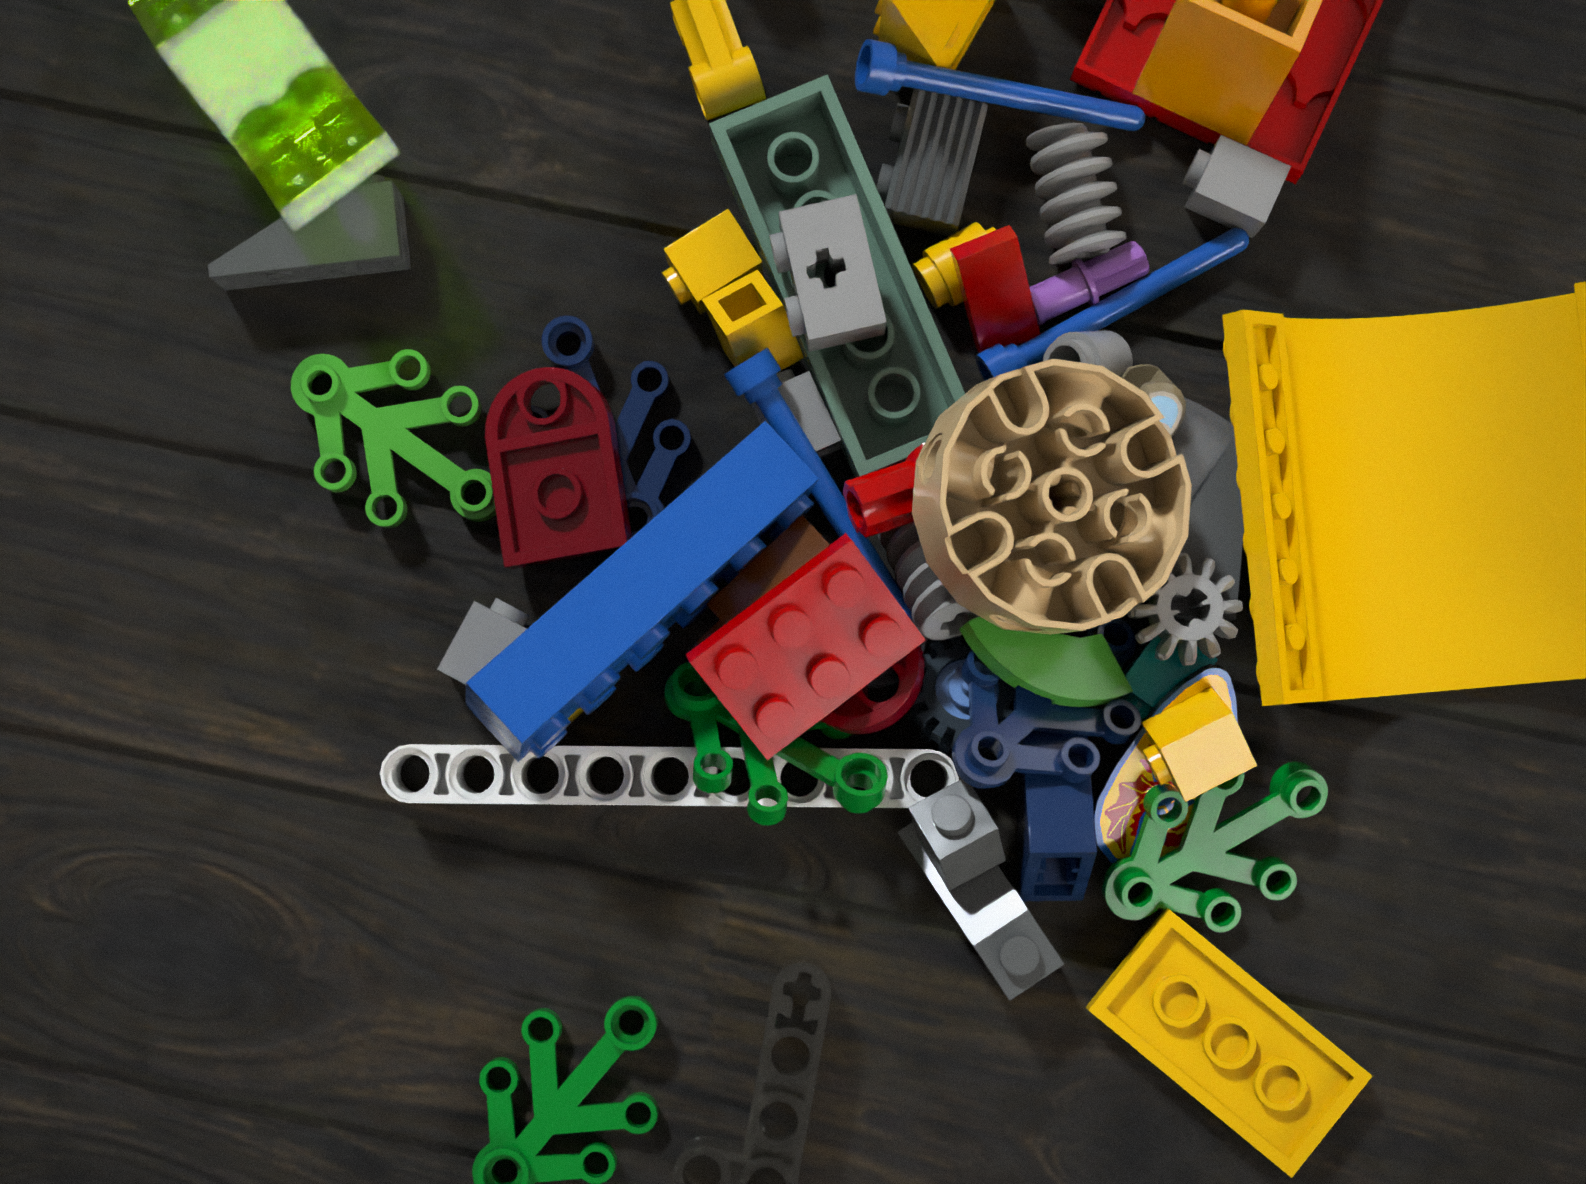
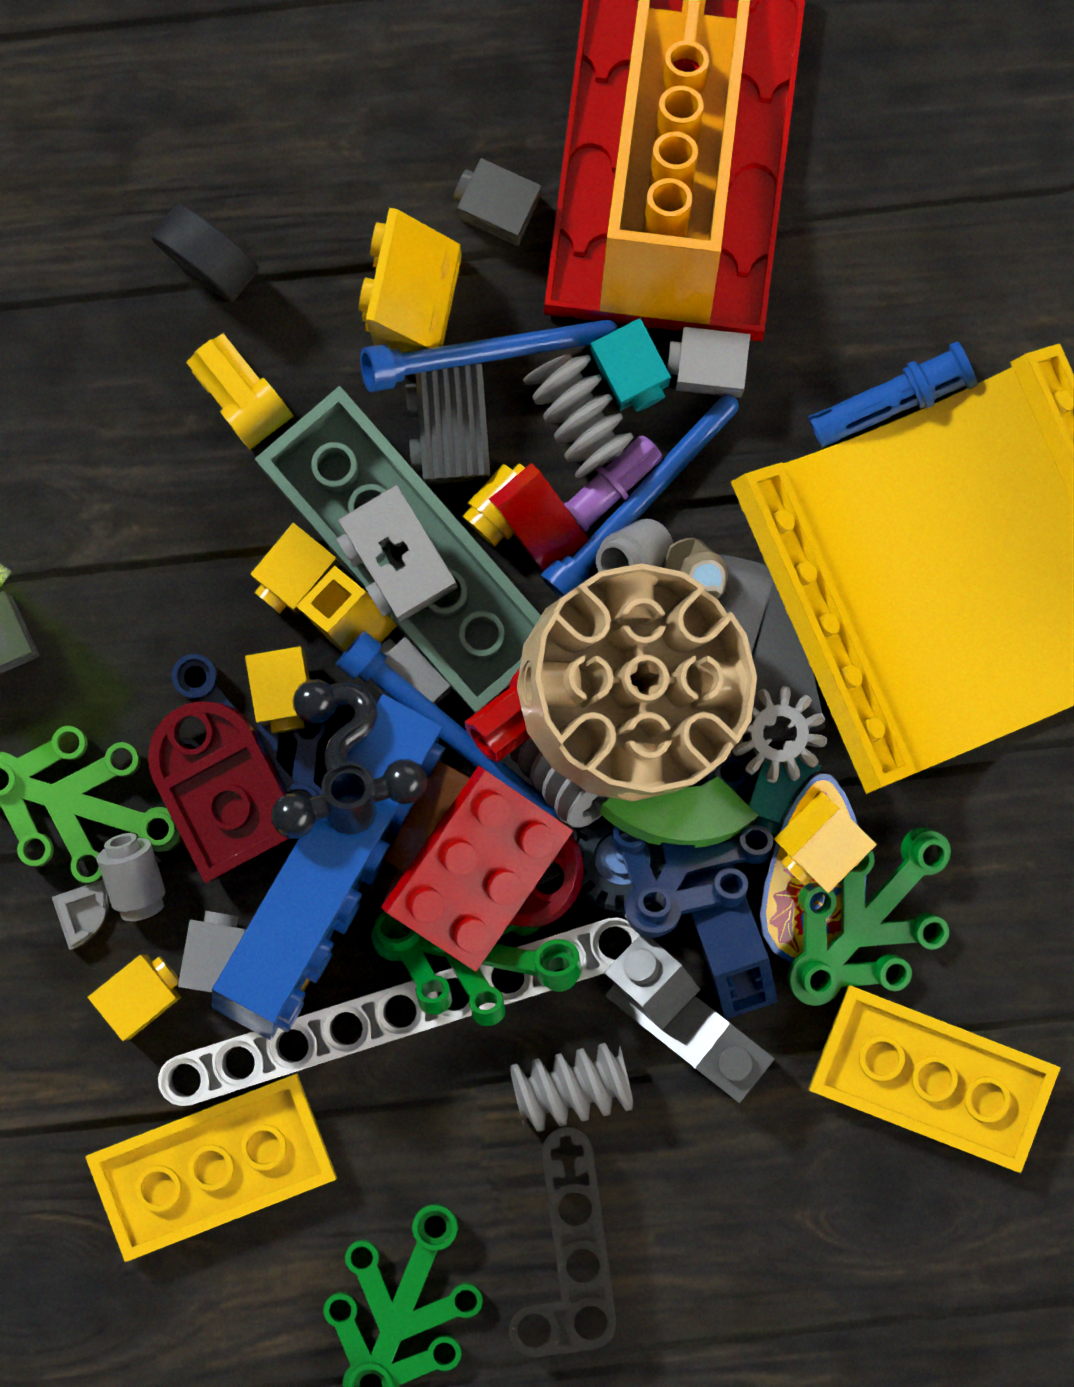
camera: 15 degrees left, 0 degrees up
(364, 556) = (82, 912): none -> light grey tile
(390, 664) = (136, 995): none -> yellow brick
(409, 878) = (211, 1167): none -> yellow plate
(428, 535) = (132, 877): none -> light grey brick
(655, 383) = (273, 682): none -> yellow brick
(754, 522) = (401, 782): none -> black piece
(830, 920) = (571, 1087): none -> light grey piece
(1148, 162) = (631, 366): none -> teal brick
(1449, 285) = (916, 386): none -> blue pin

